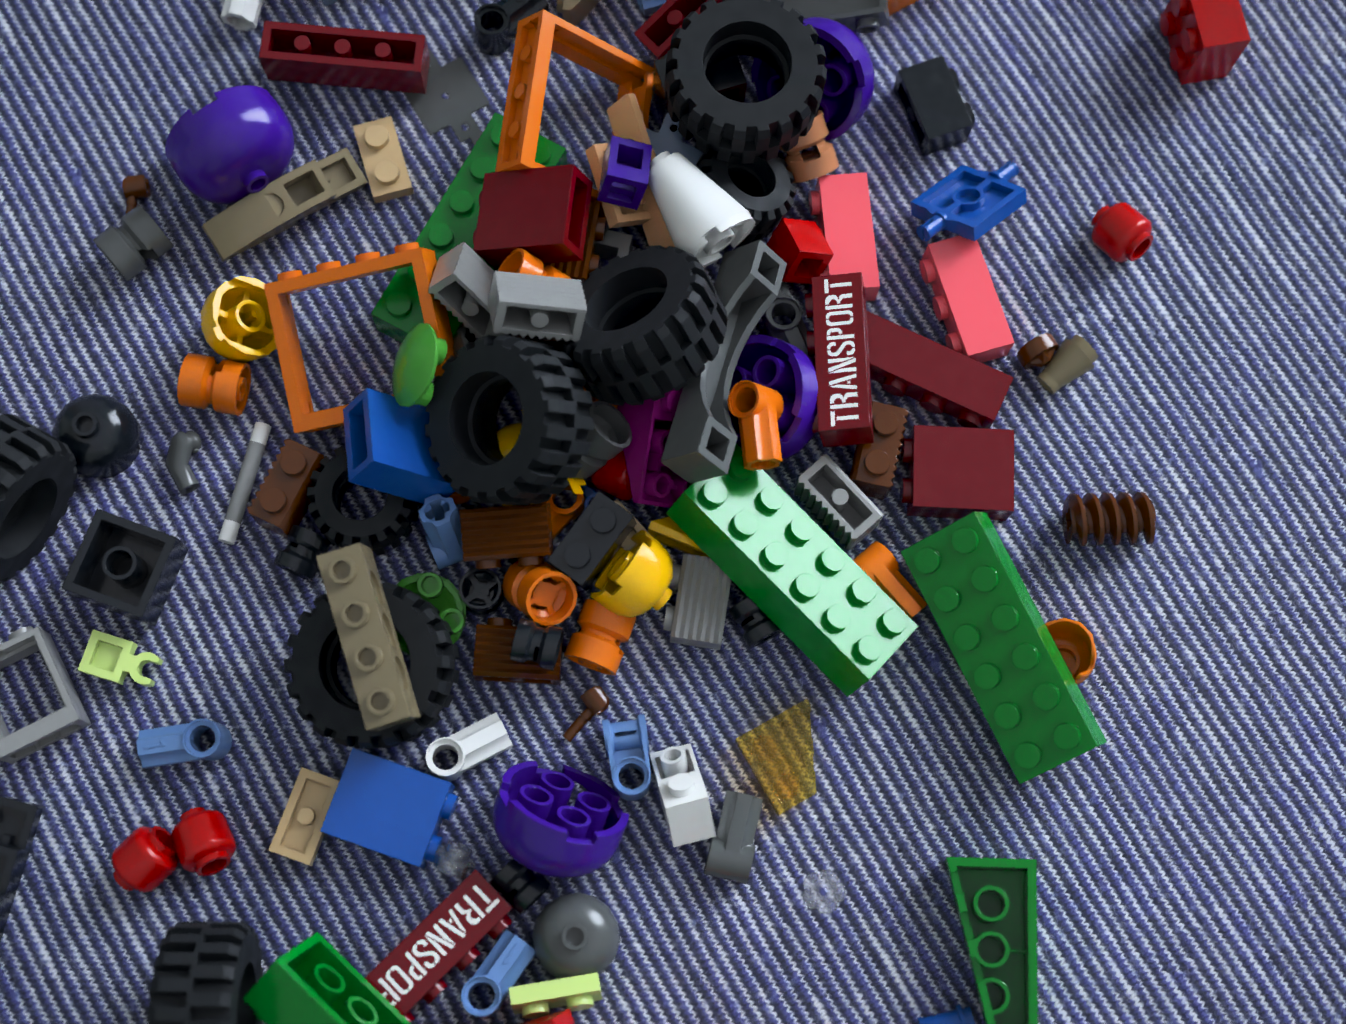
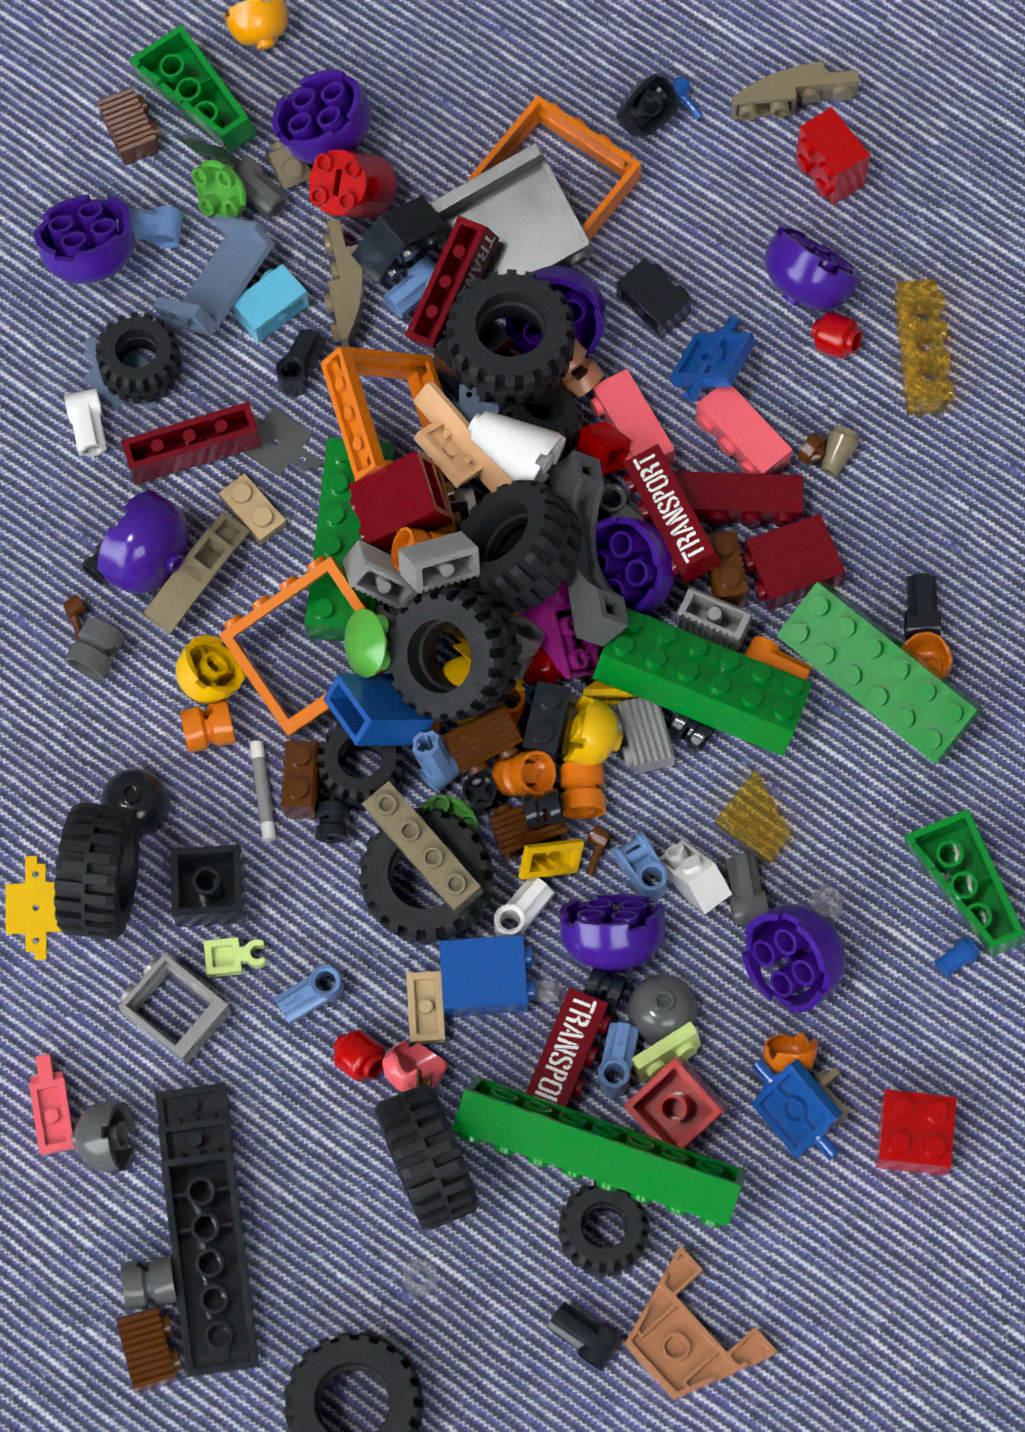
camera: 15 degrees left, 5 degrees down
(144, 859) = (322, 1086): red head -> none
(178, 459) = (204, 793): dark grey arm -> none
(257, 884) = (413, 1066): none -> coral hair
(524, 705) = (551, 859): none -> yellow slope
(624, 172) = (453, 441): dark purple brick -> none
(758, 417) = (632, 584): orange piece -> none
(776, 942) = (809, 947): none -> dark purple cylinder
(1084, 588) = (921, 605): none -> black piece
(1110, 517) = (917, 547): reddish brown piece -> none
(1121, 146) = (809, 271): none -> dark purple cylinder
(1188, 339) = (919, 394): none -> clear yellow brick

